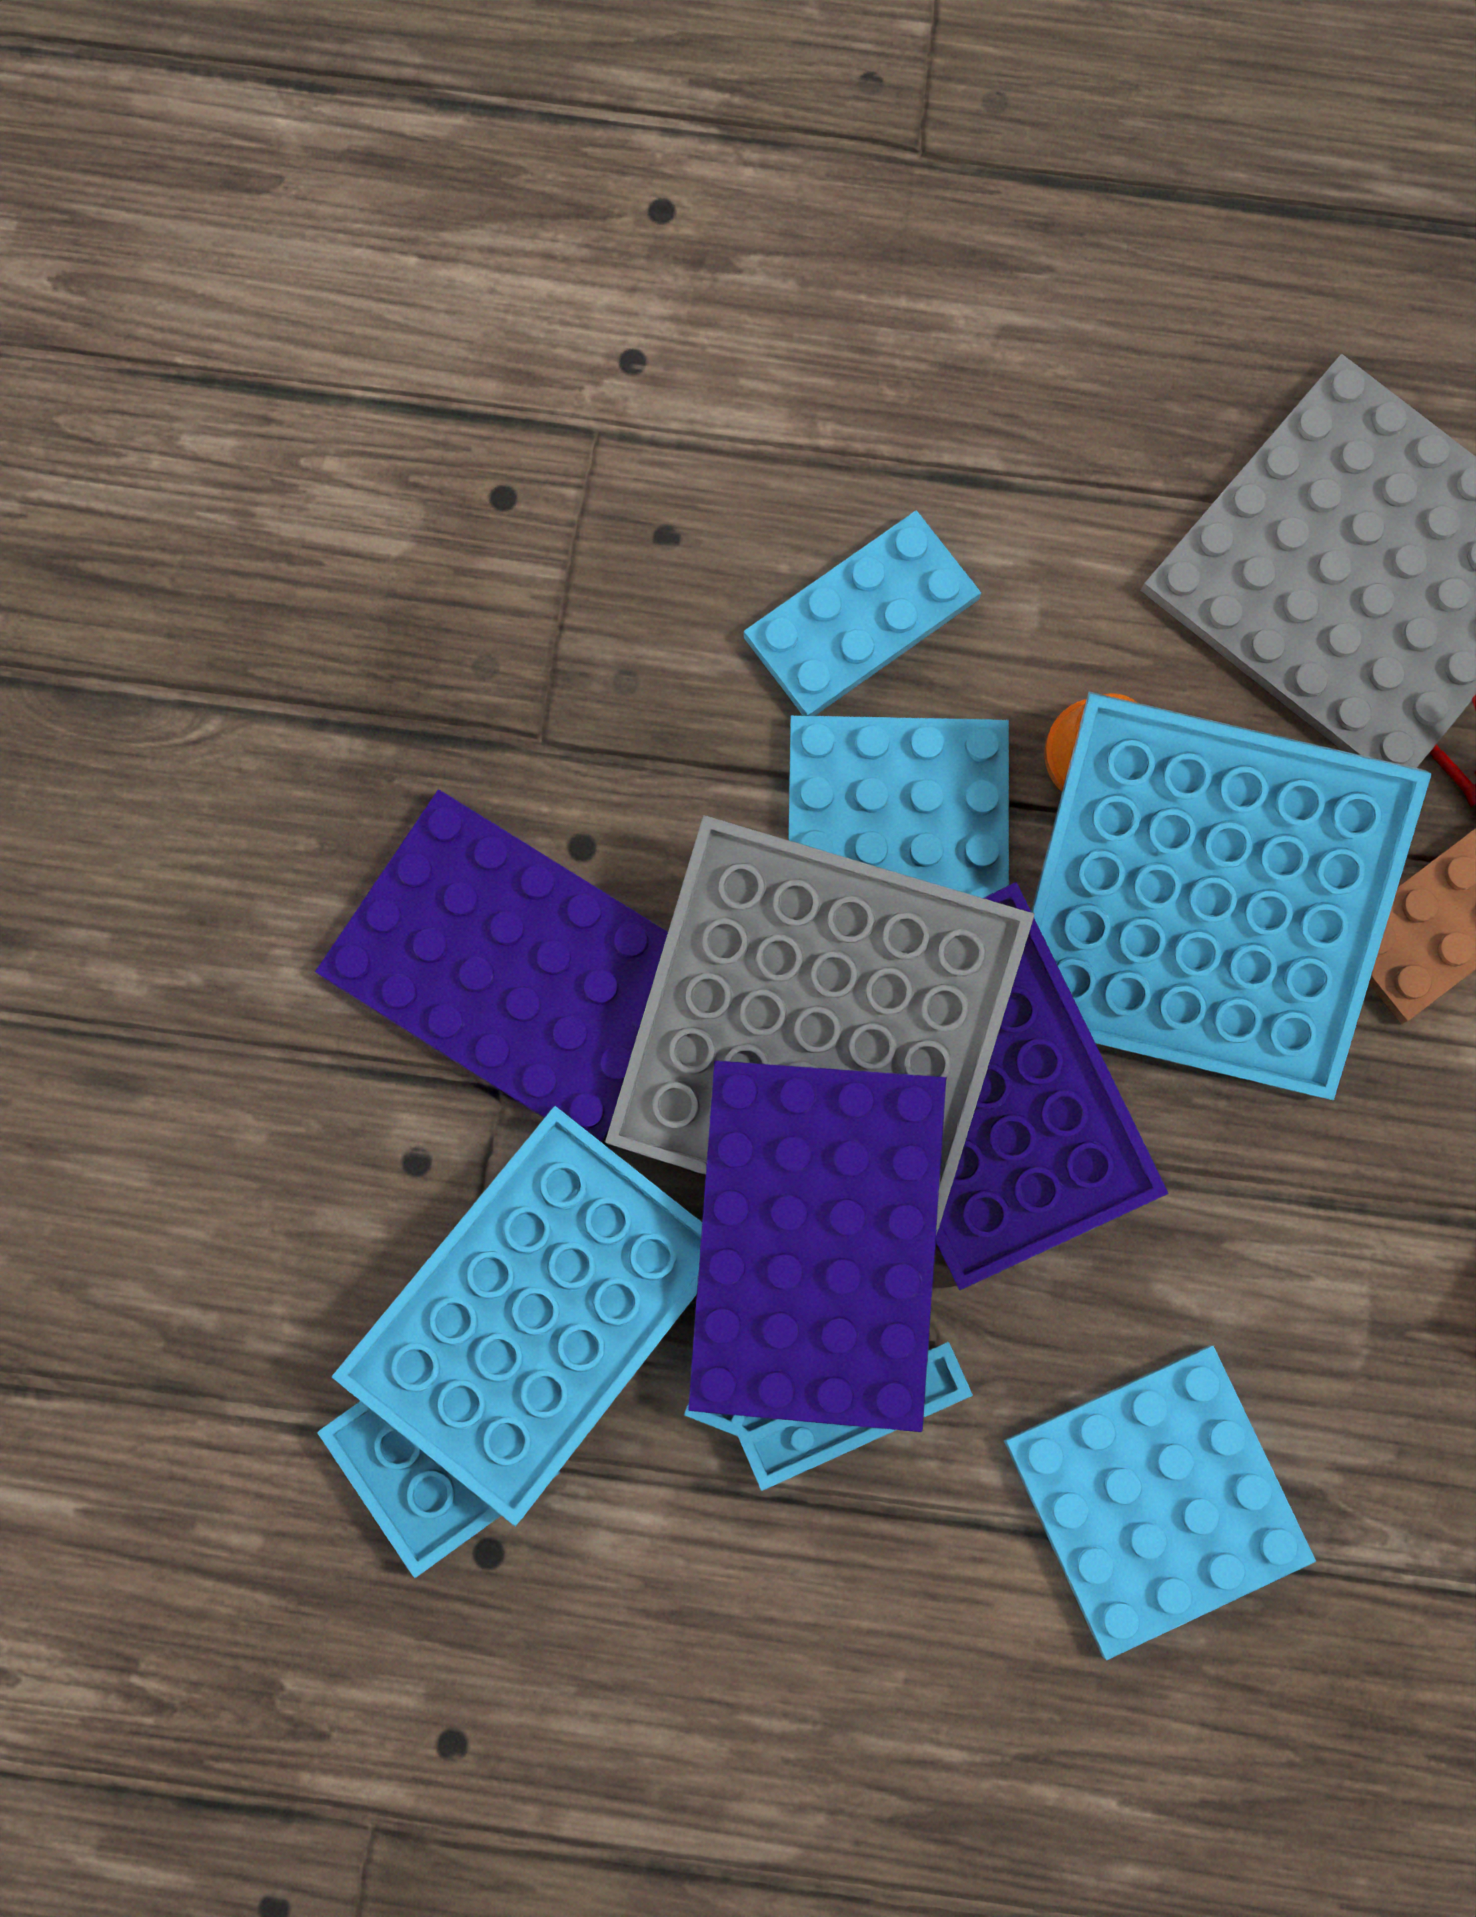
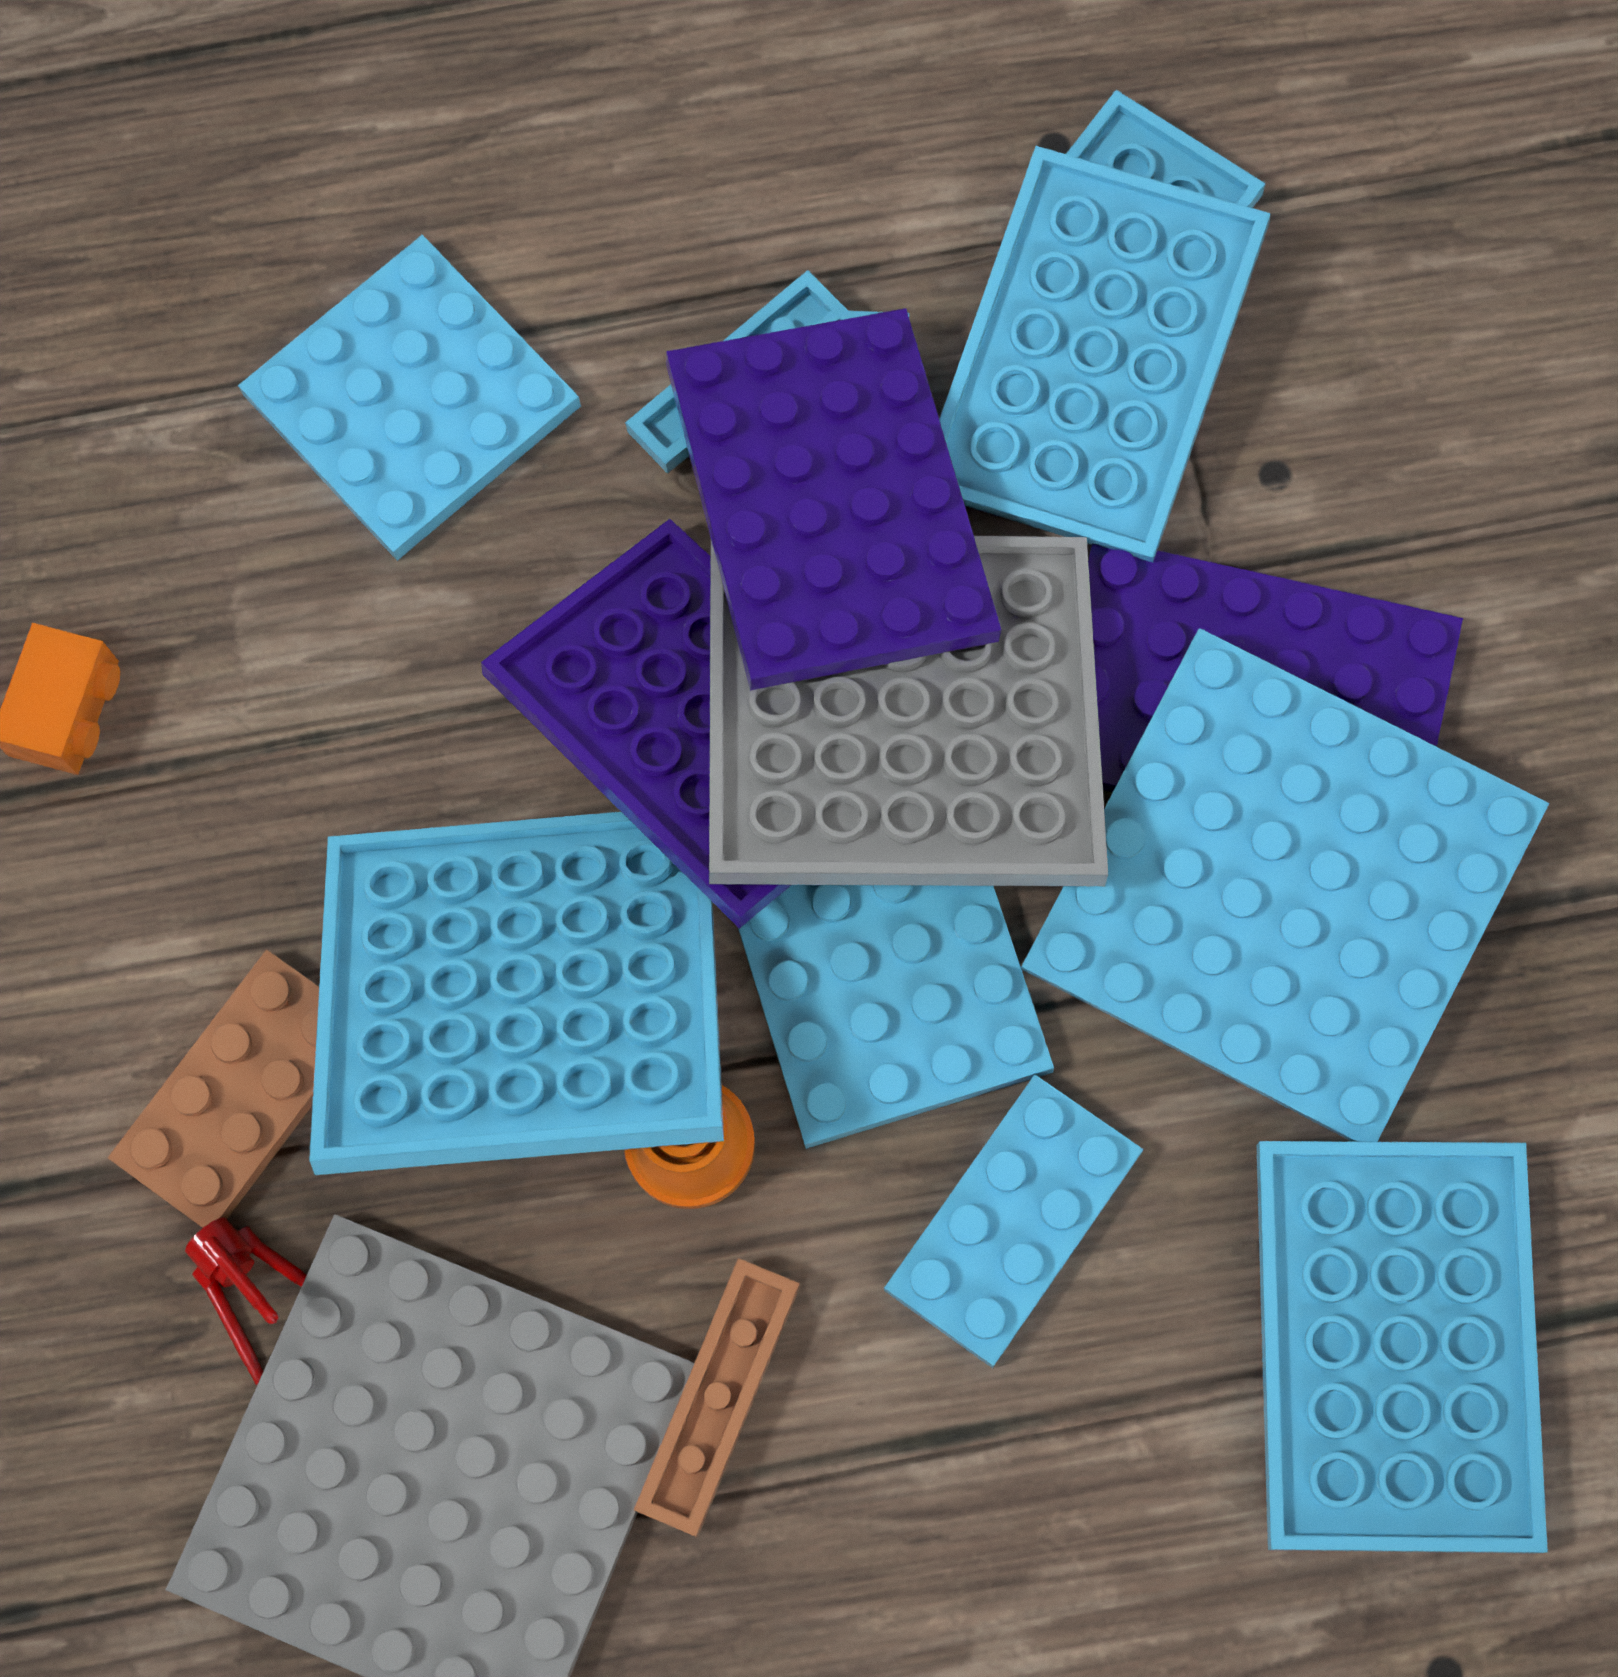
camera: 170 degrees right, 5 degrees down
(550, 793) = (1287, 888): none -> medium azure plate
(604, 431) = (1399, 1348): none -> medium azure plate
(1133, 554) = (717, 1397): none -> nougat plate

